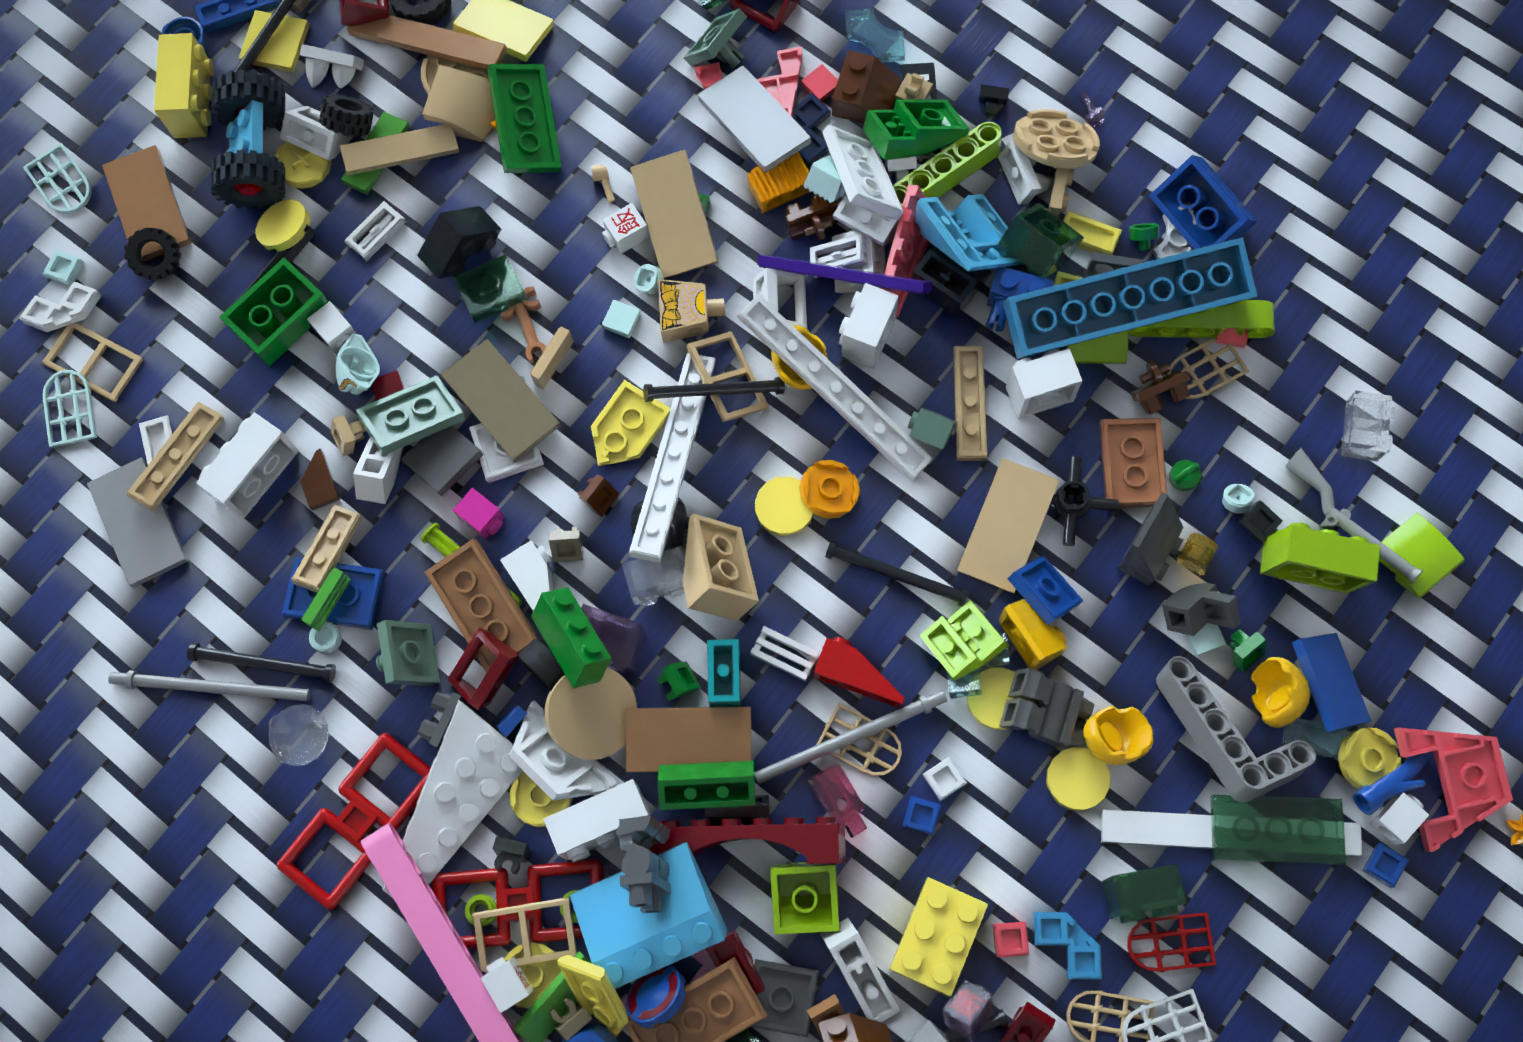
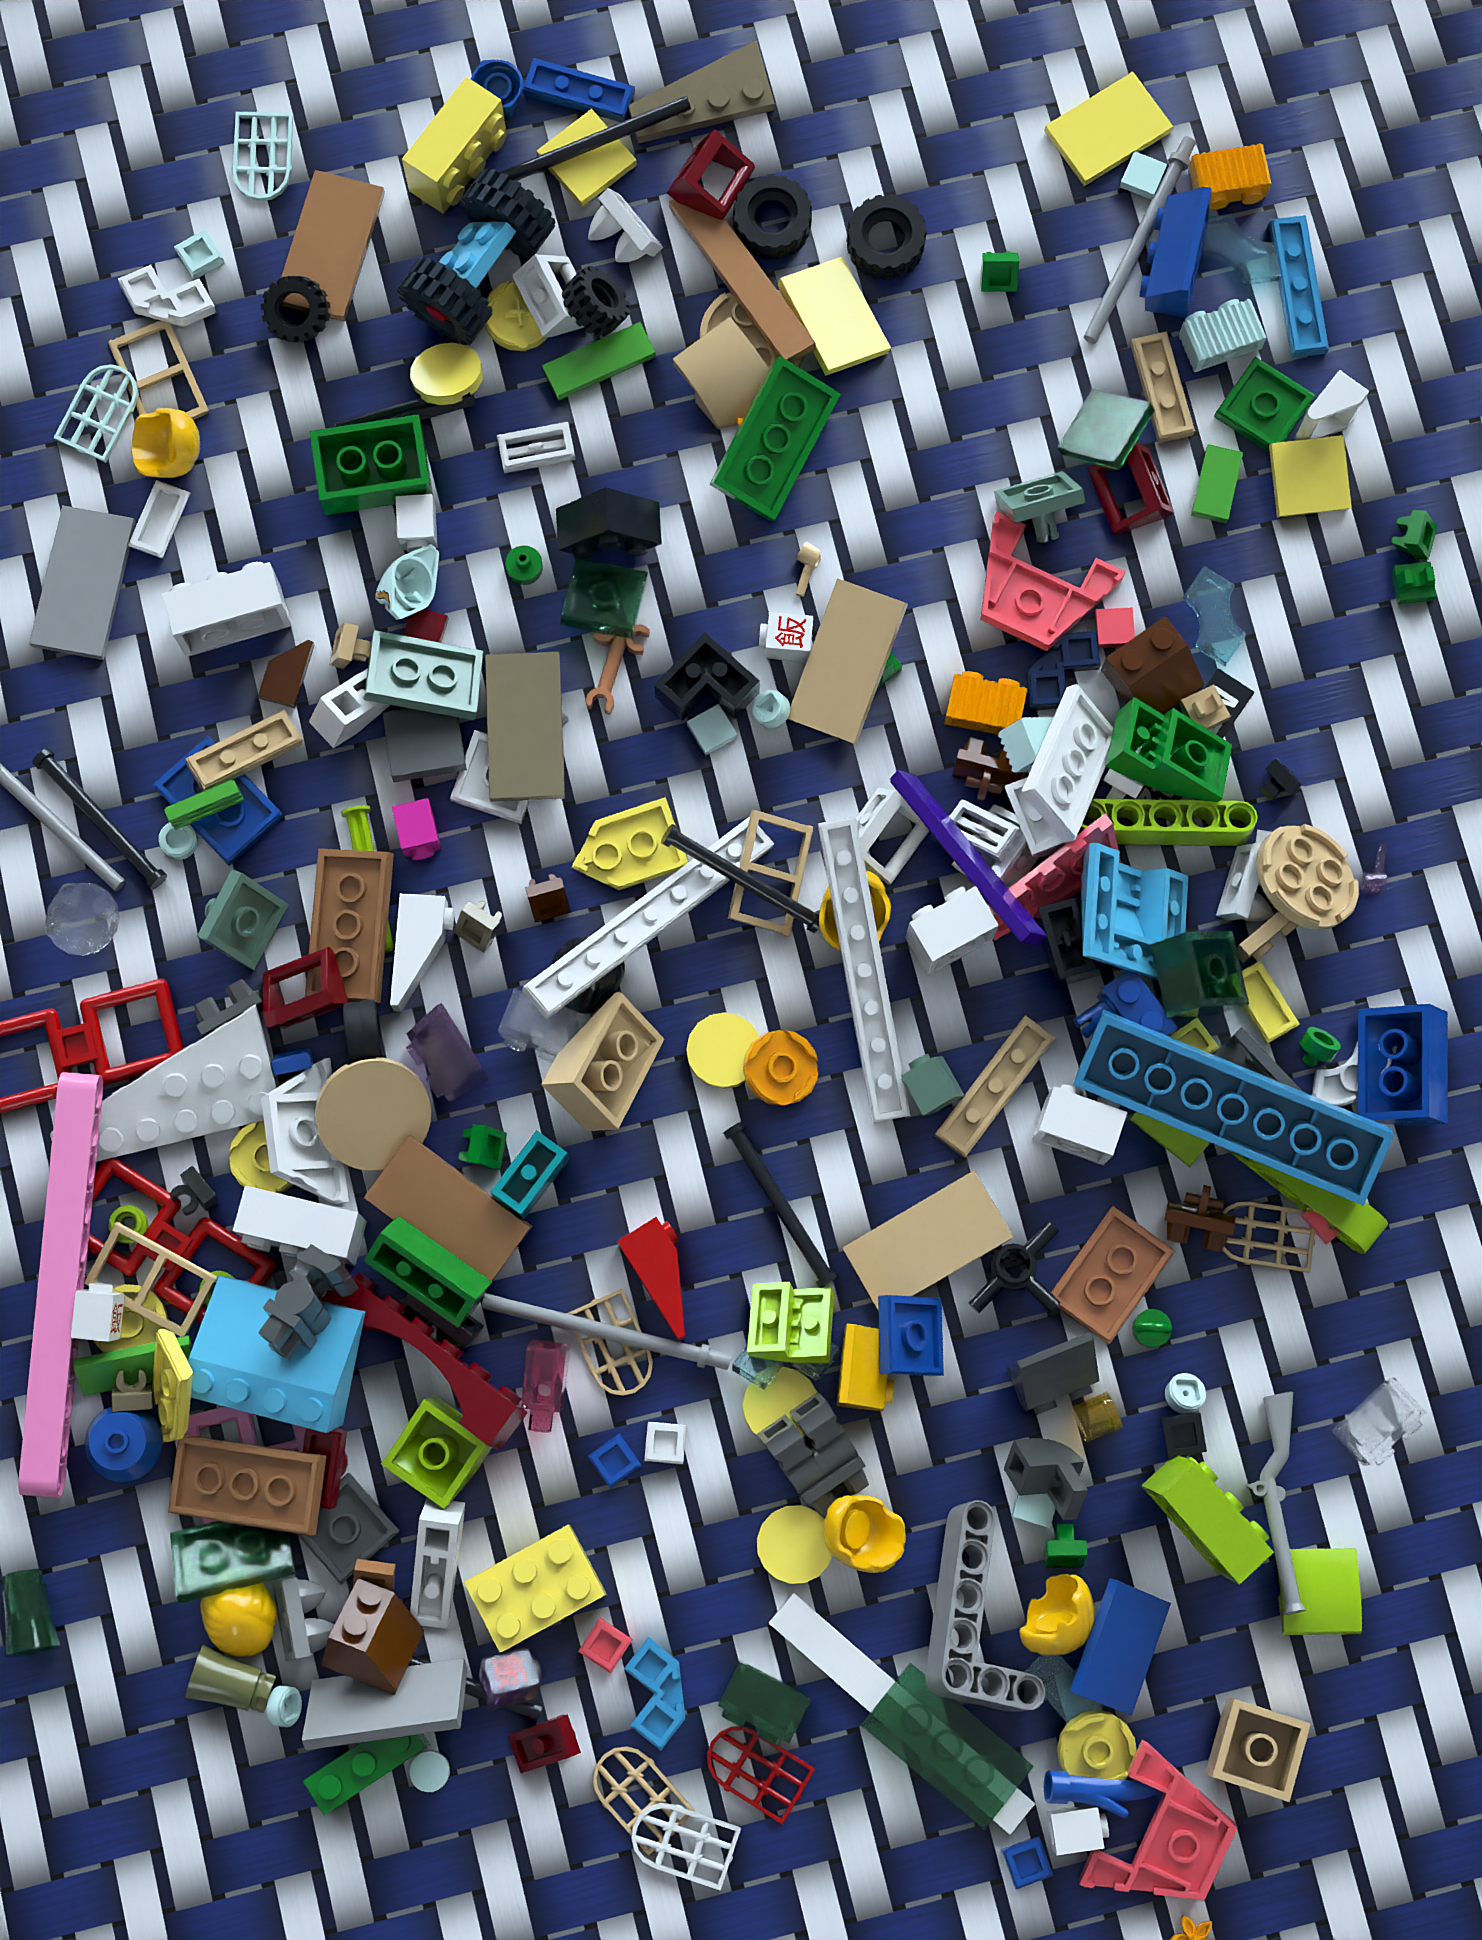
camera: 30 degrees right, 5 degrees up
(127, 394) = (165, 443): none -> yellow piece
(175, 456) = (166, 543): tan tile -> none
(399, 149) = (623, 377): tan tile -> none
(422, 306) = (524, 565): none -> green tile
(551, 357) = (609, 719): tan tile -> none
(571, 637) = (404, 1027): green brick -> none
(595, 282) = (706, 671): none -> black brick
(656, 997) = (225, 1436): blue tile -> none
(685, 309) = (782, 770): tan torso -> none
(754, 119) = (1008, 618): tile -> none
(761, 642) = (593, 1170): white tile -> none
(1466, 678) = (1257, 1749): none -> tan brick

